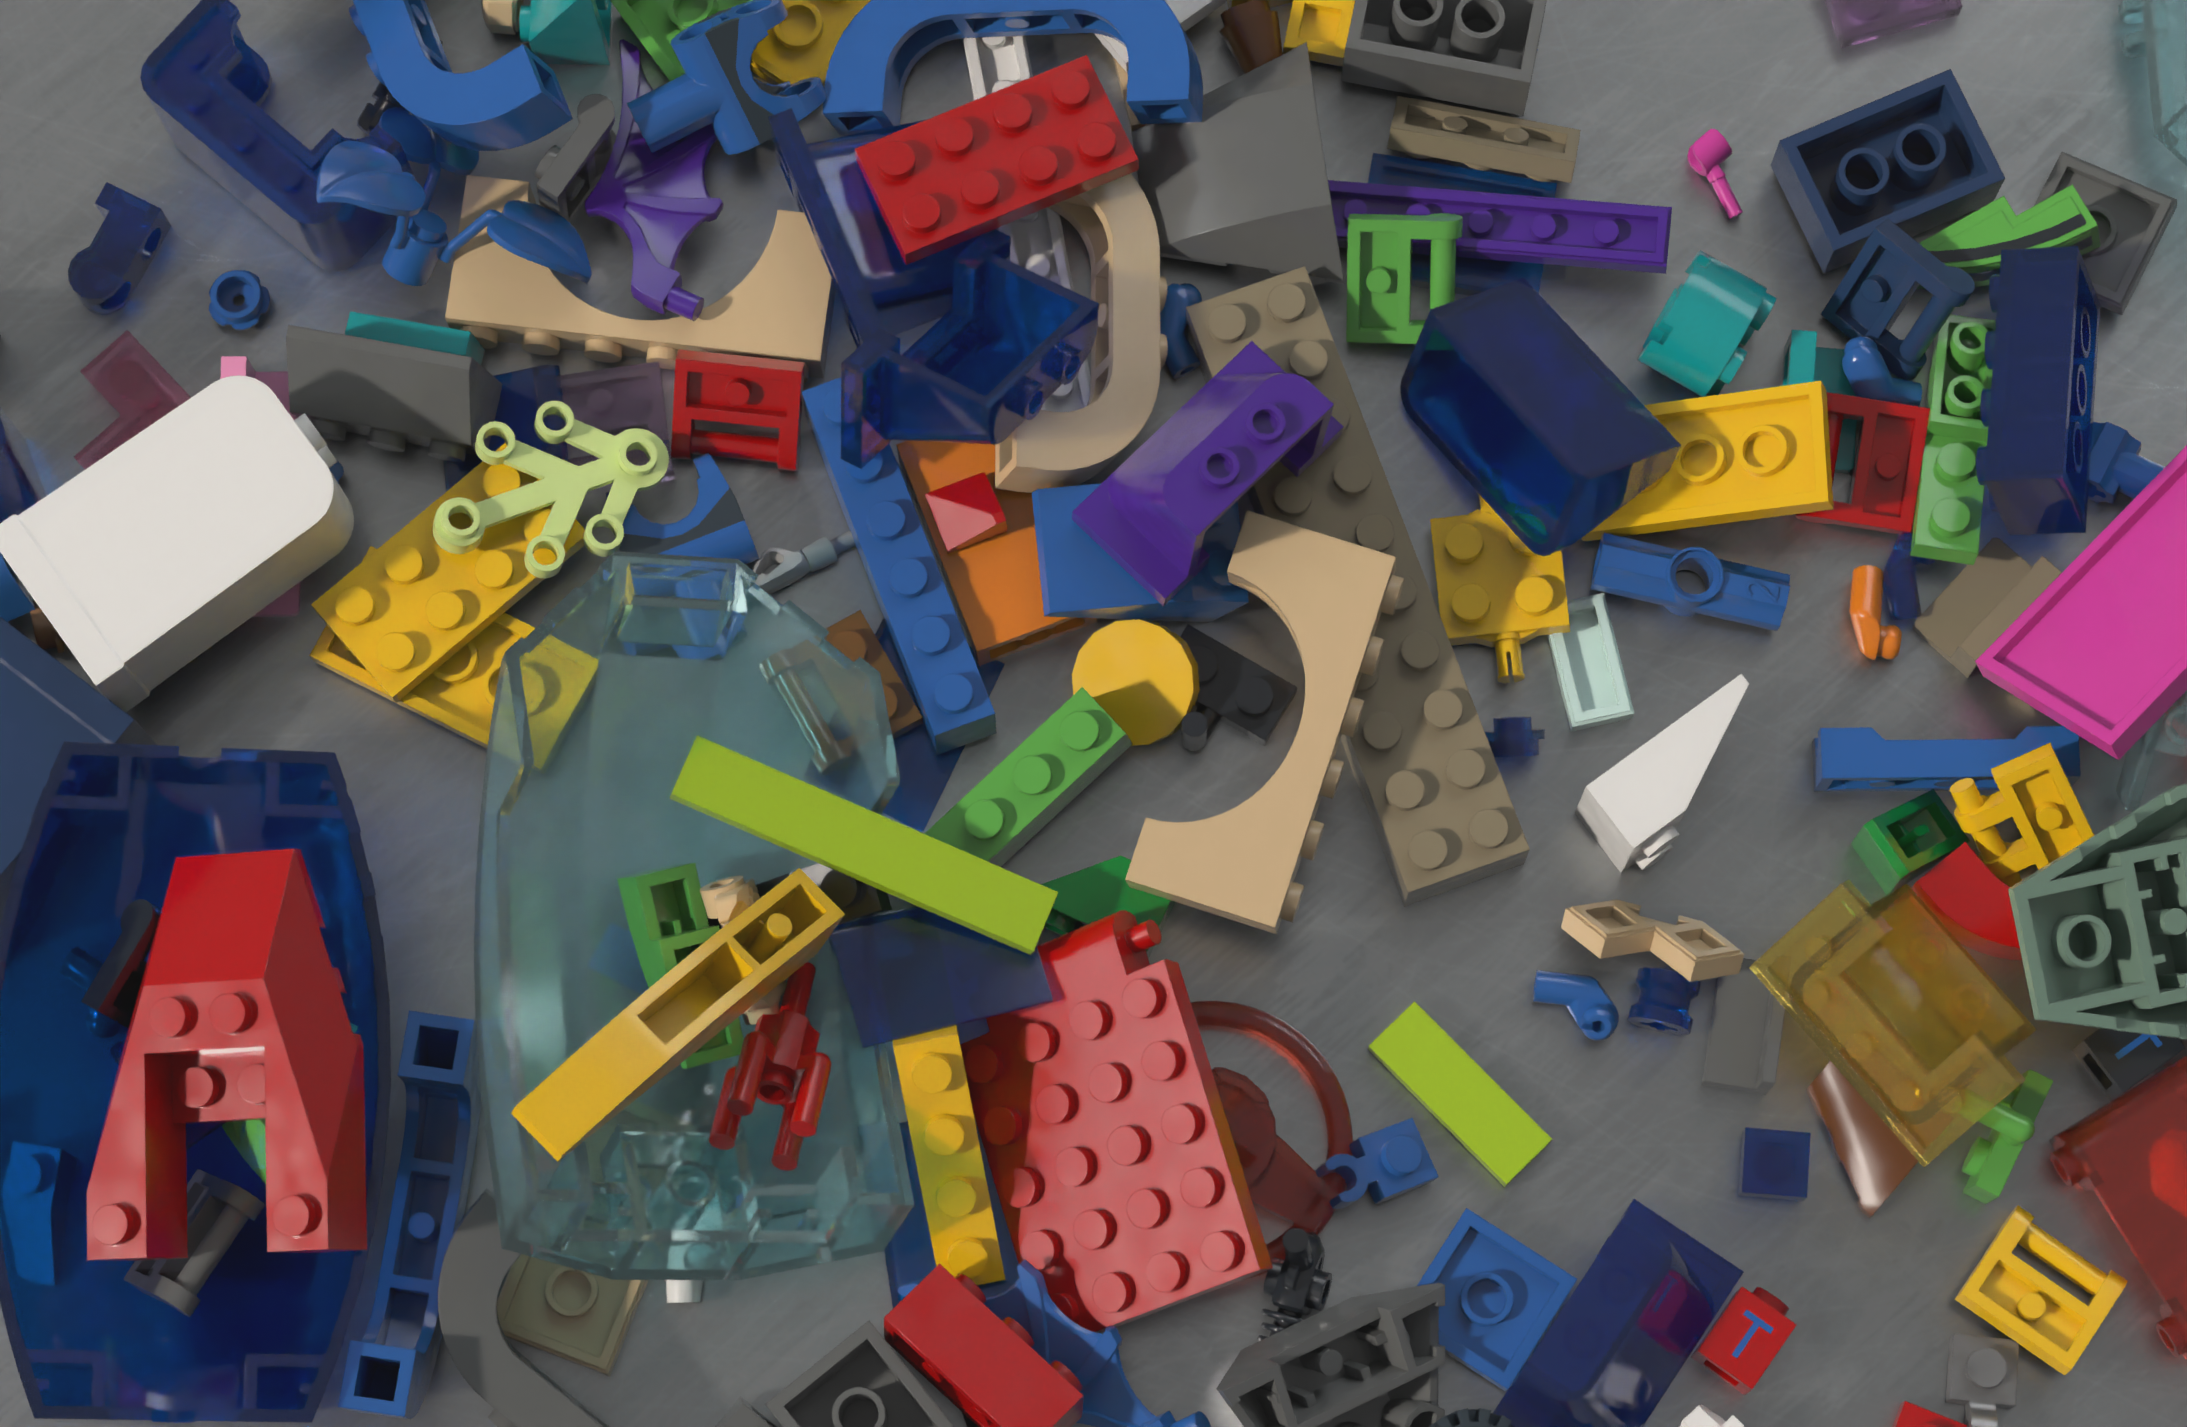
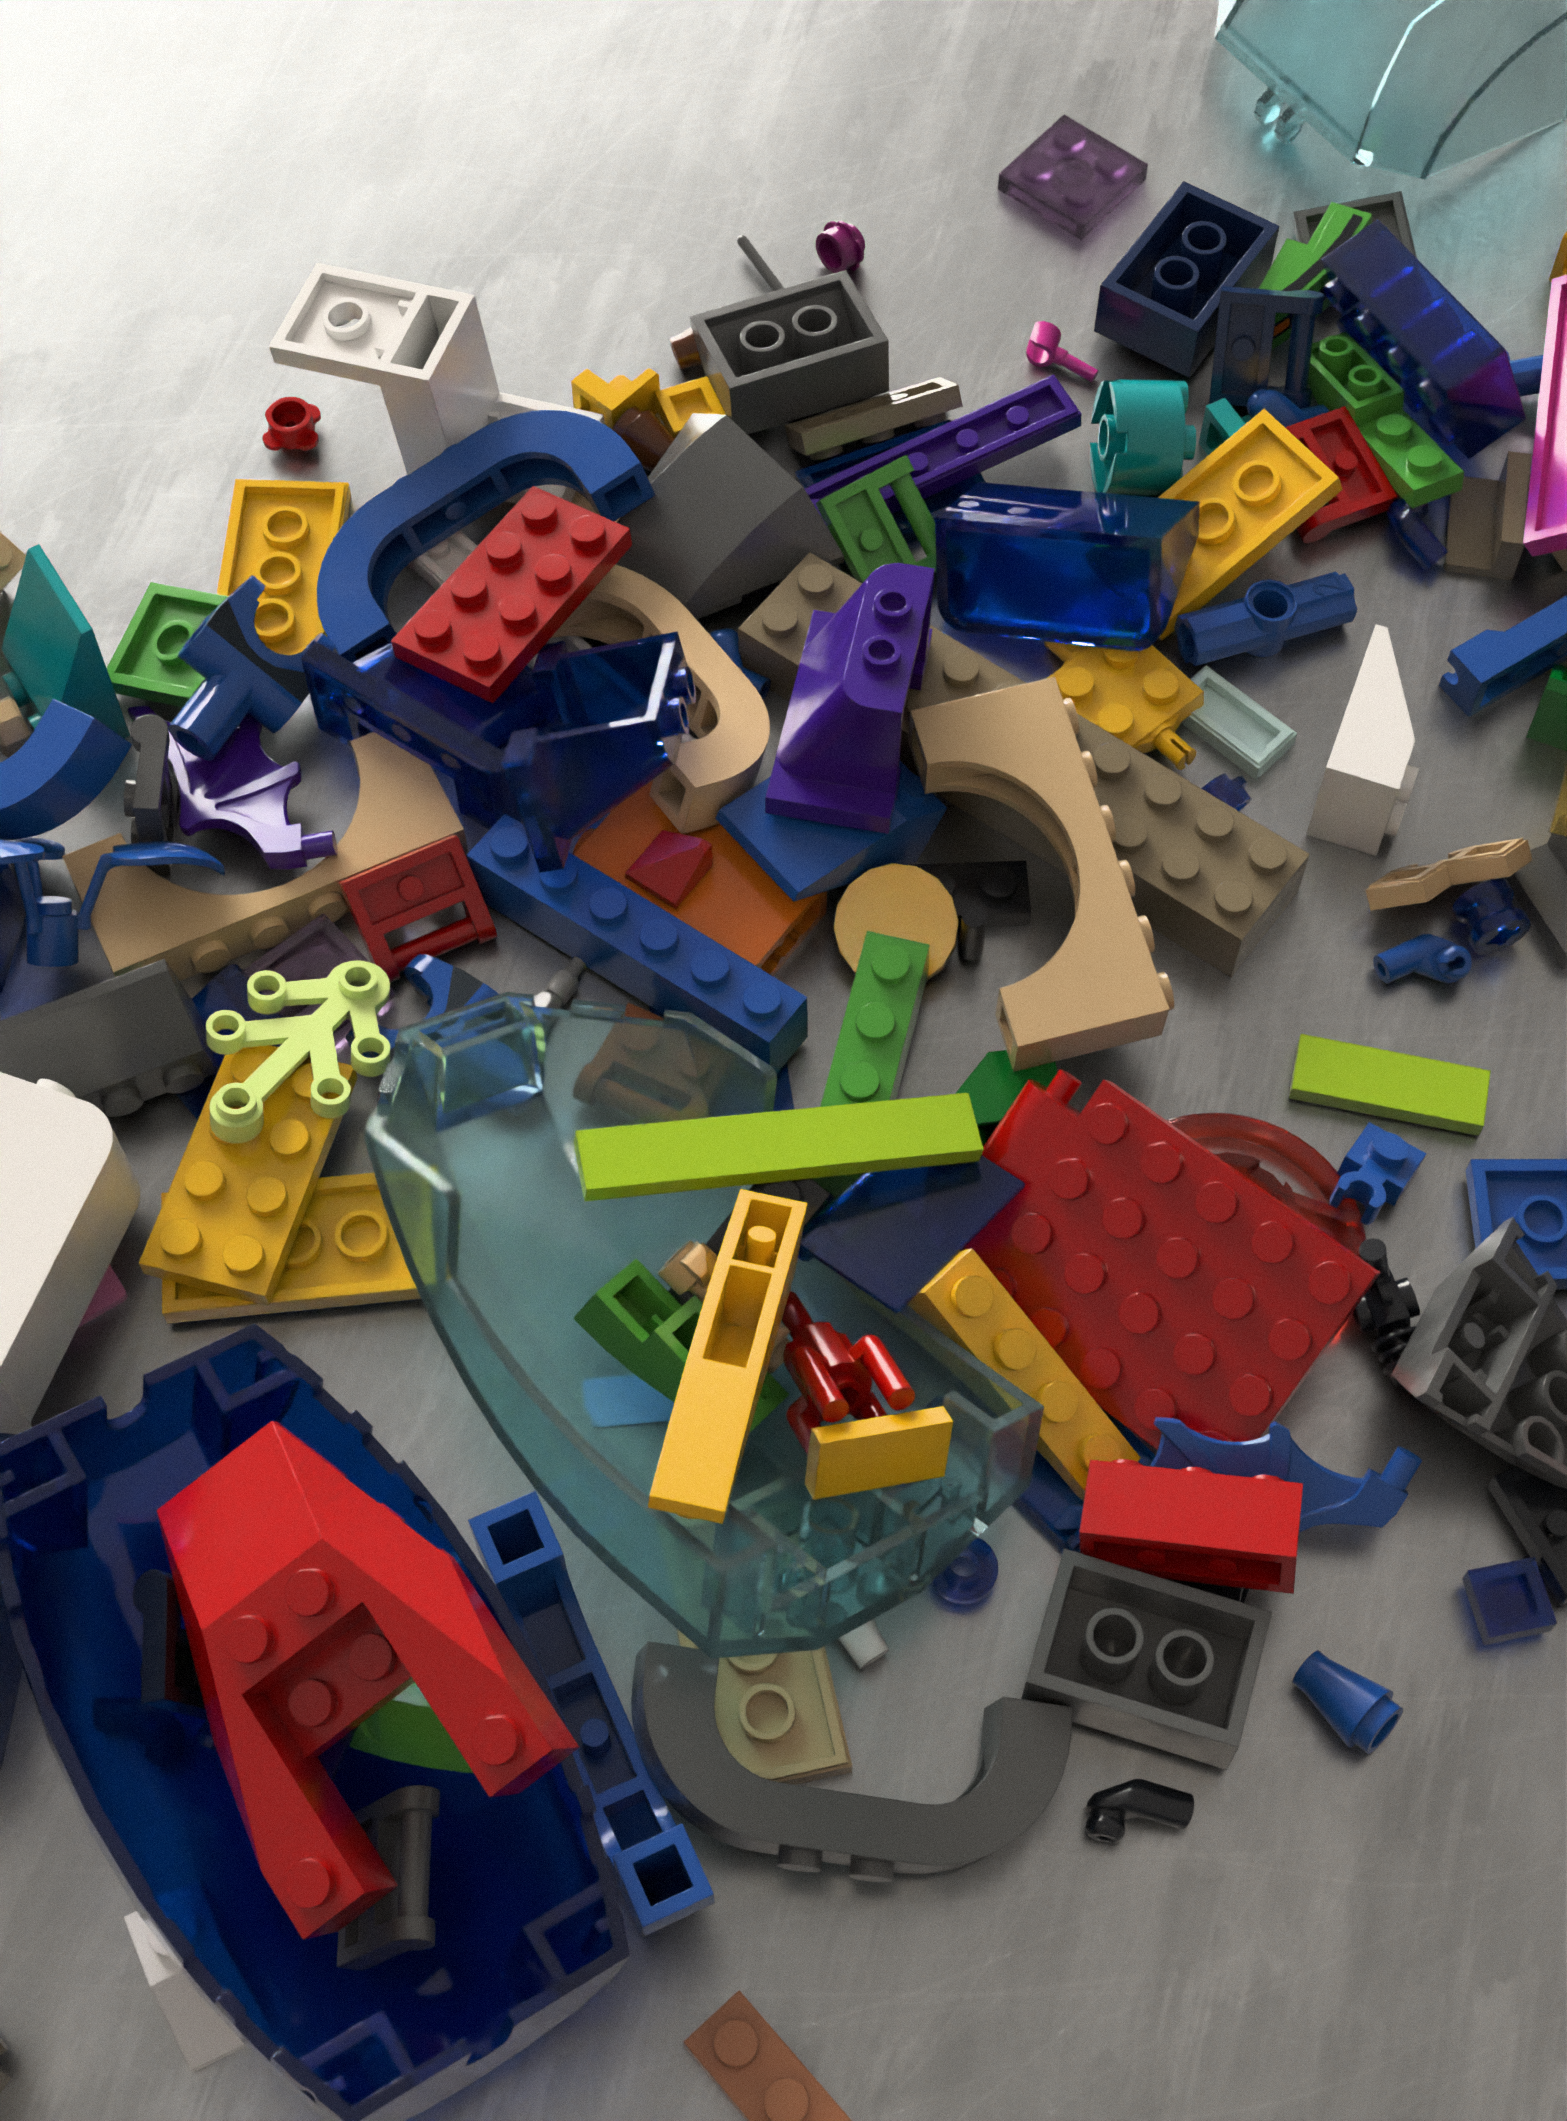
camera: 35 degrees left, 15 degrees down
(762, 1156) = (878, 1452): none -> yellow tile
(807, 1296) = (972, 1587): none -> clear blue plate
(1866, 615) = (1421, 581): orange arm -> none

